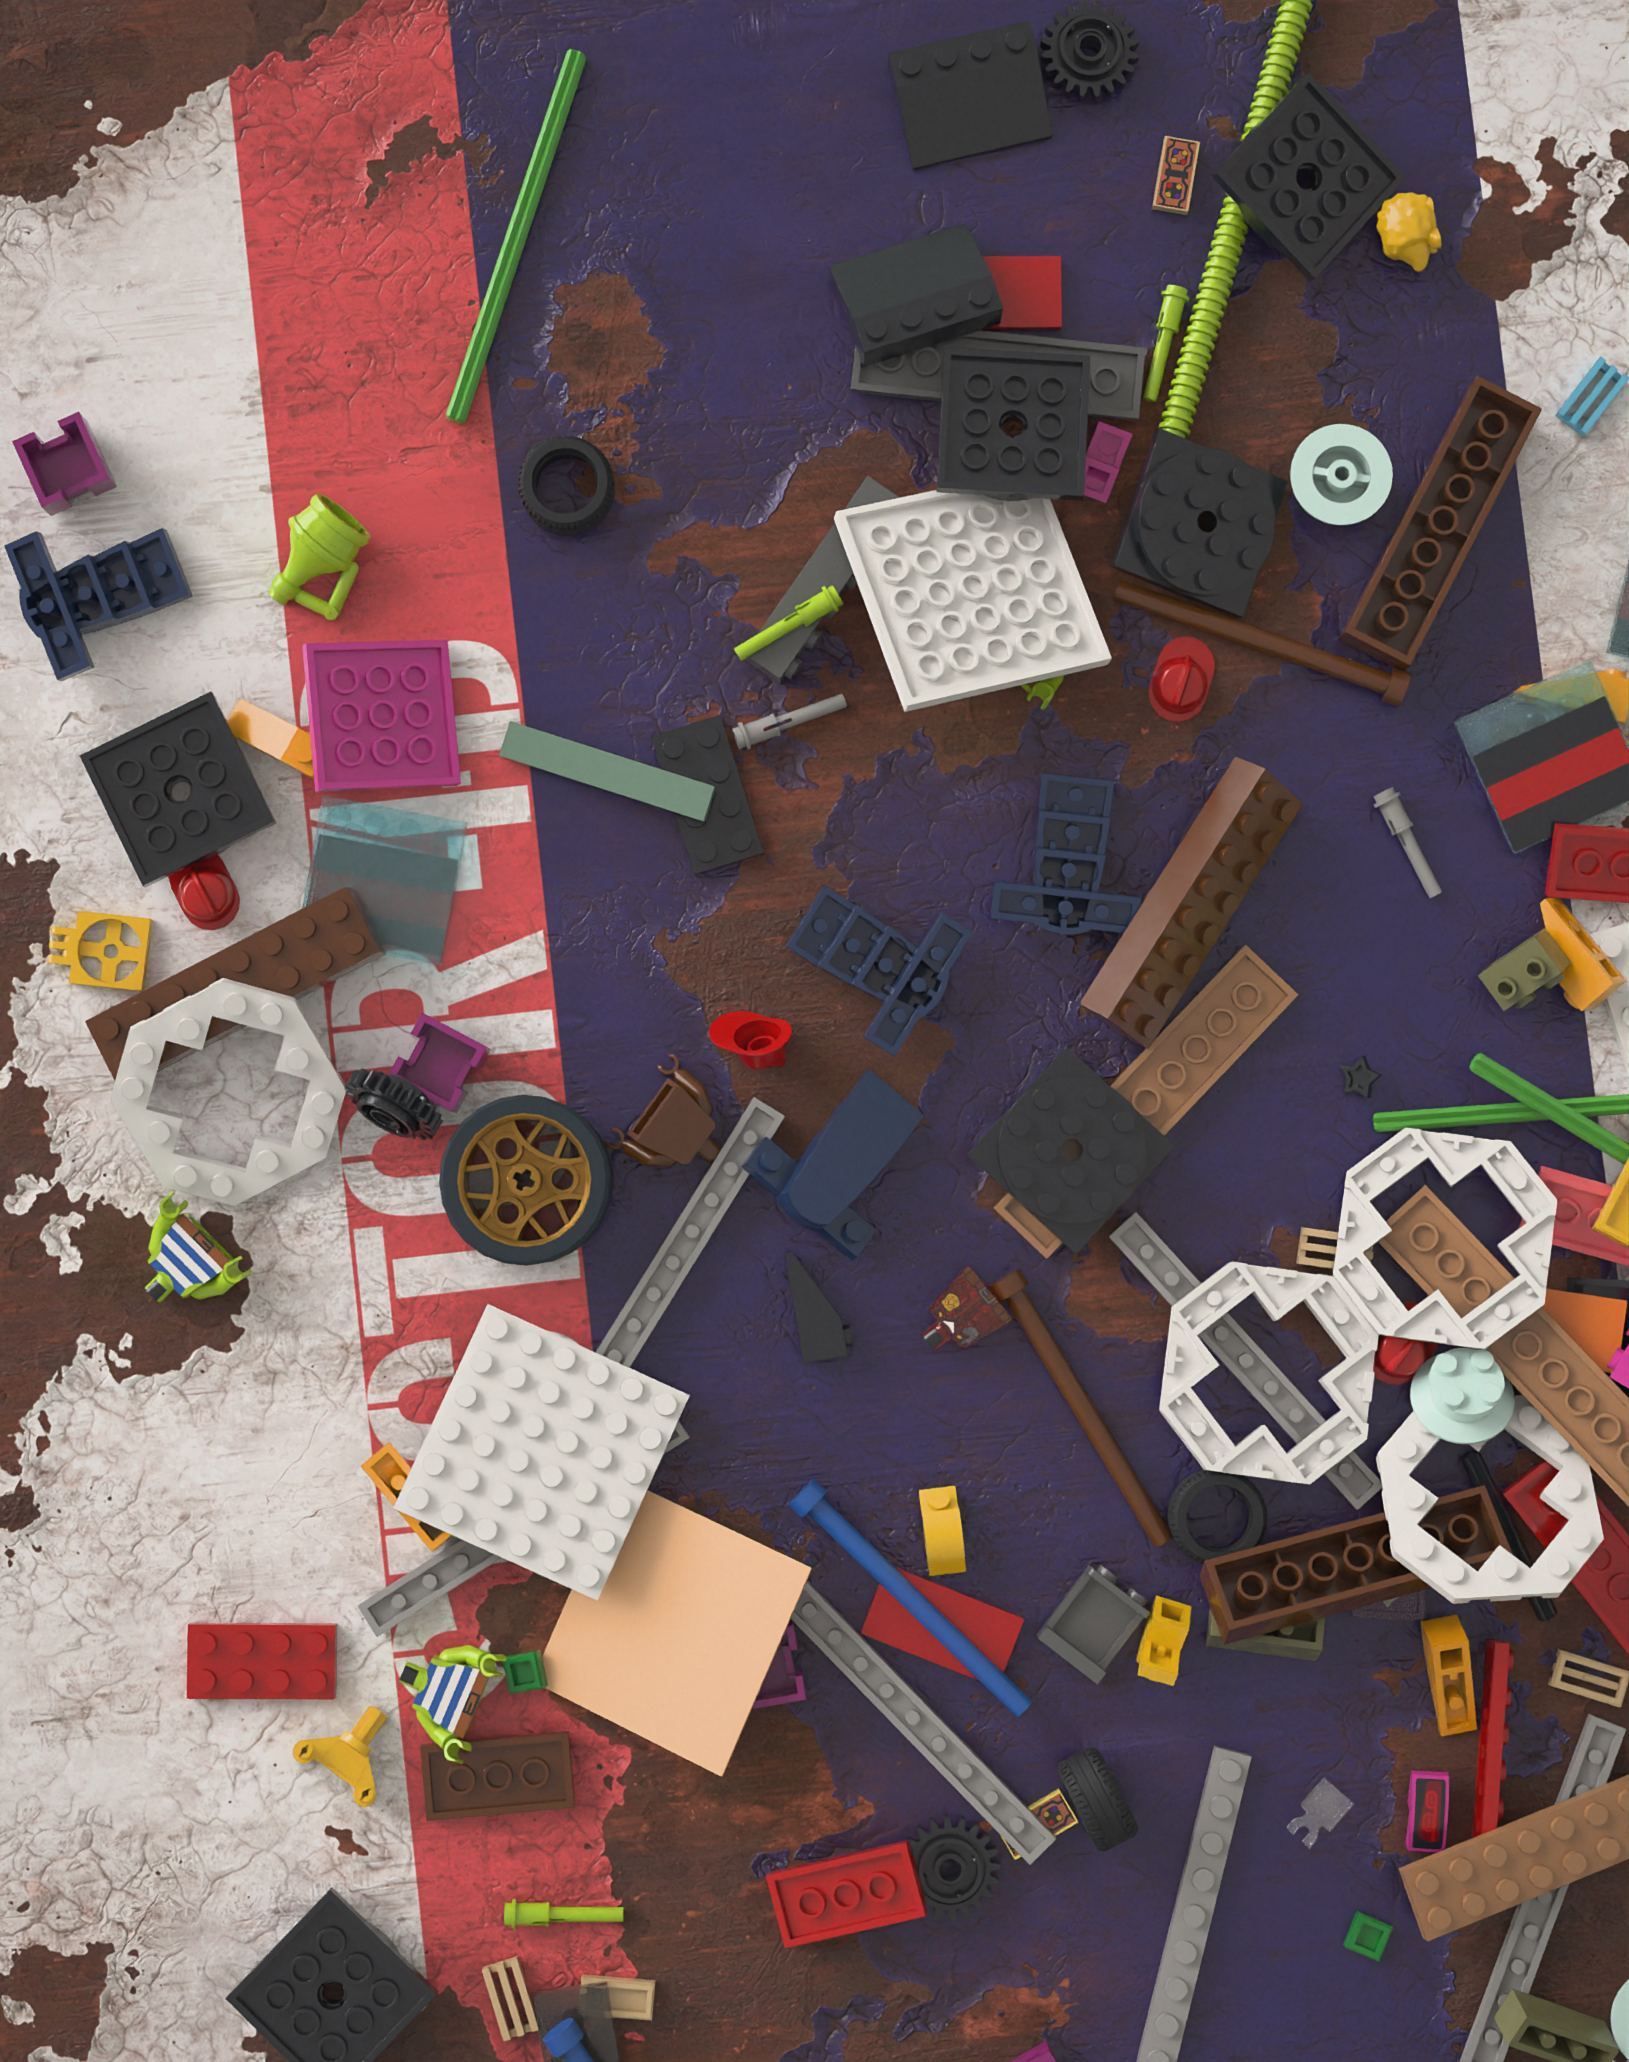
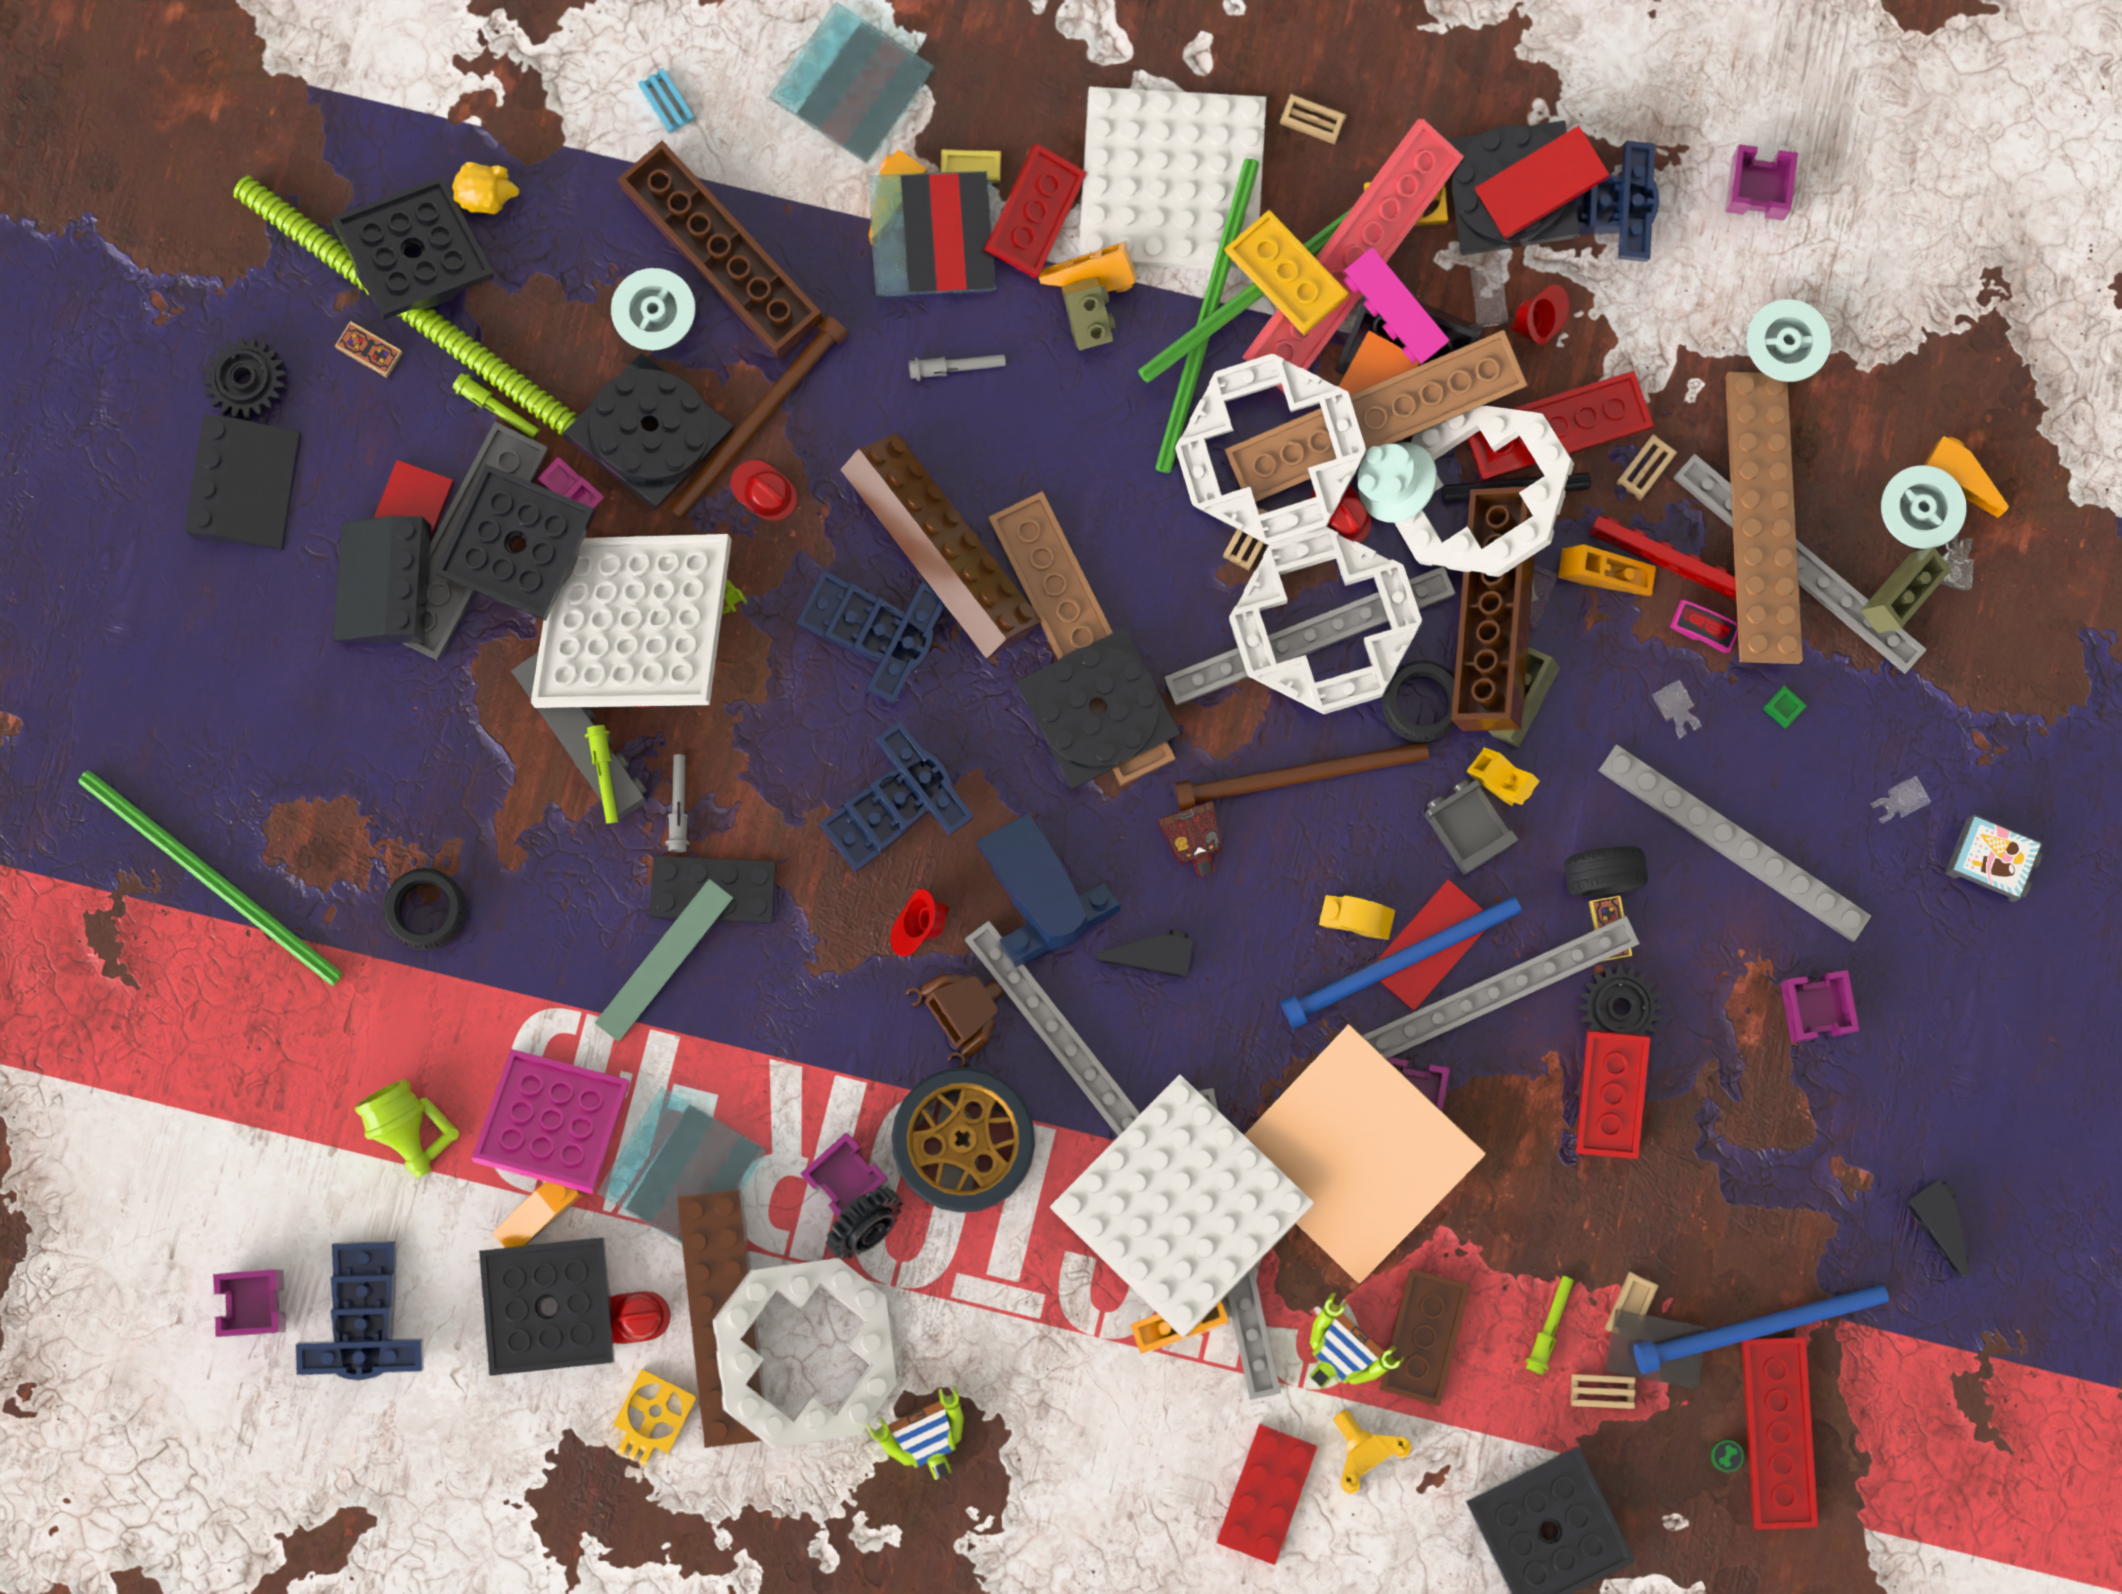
camera: 65 degrees left, 5 degrees down
(525, 1671) = (1350, 1285): green tile -> none
(1360, 1077) = (1124, 468): black piece -> none

